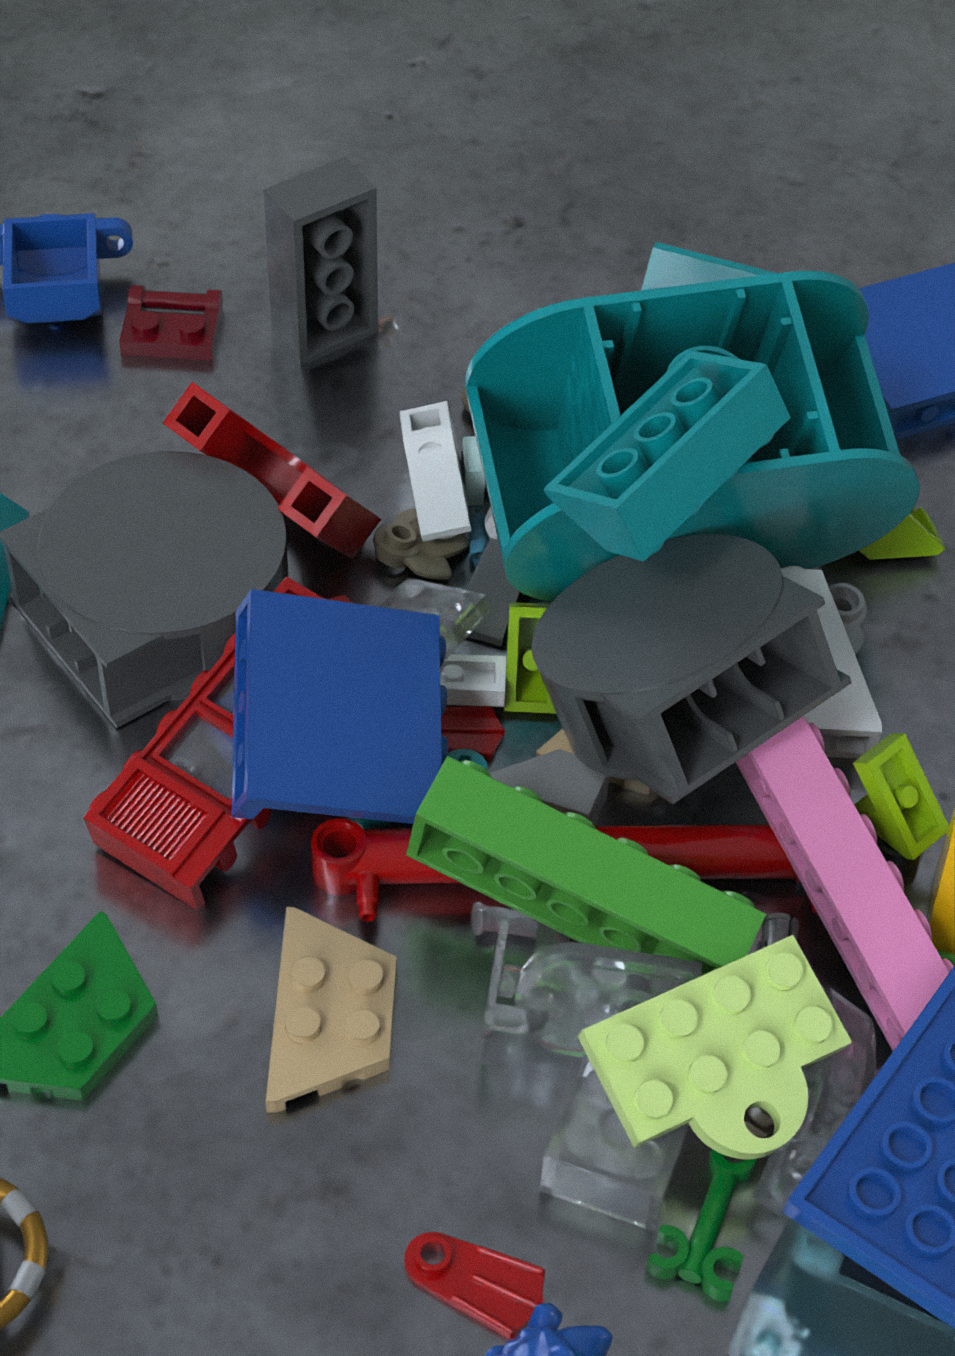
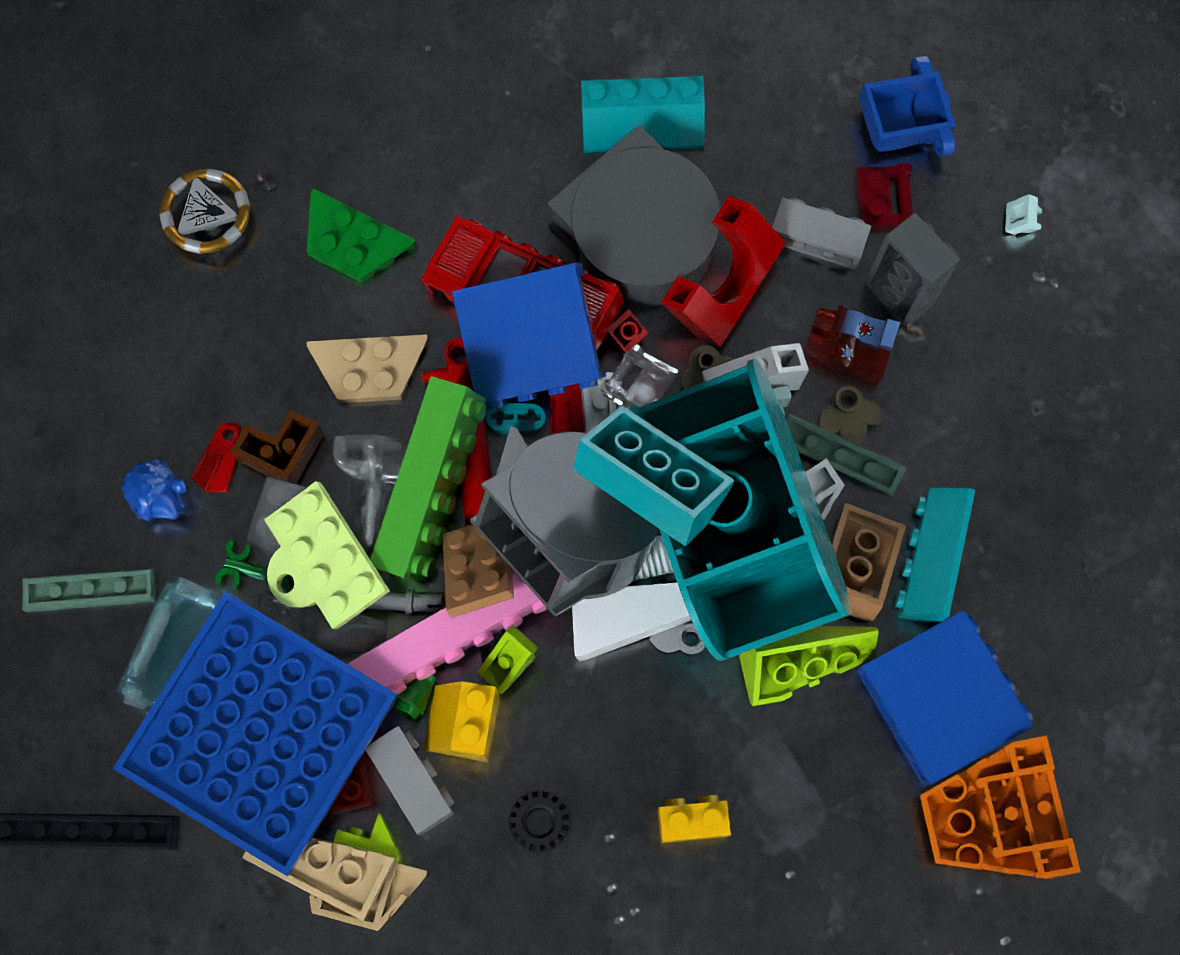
camera: 85 degrees right, 25 degrees up
(230, 367) = (821, 232): none -> light grey brick
(238, 188) = (1022, 215): none -> light aqua tile
(400, 371) = (854, 343): none -> clear red hips
(493, 1143) = (283, 455): none -> reddish brown brick
(750, 816) = (473, 572): none -> medium nougat plate

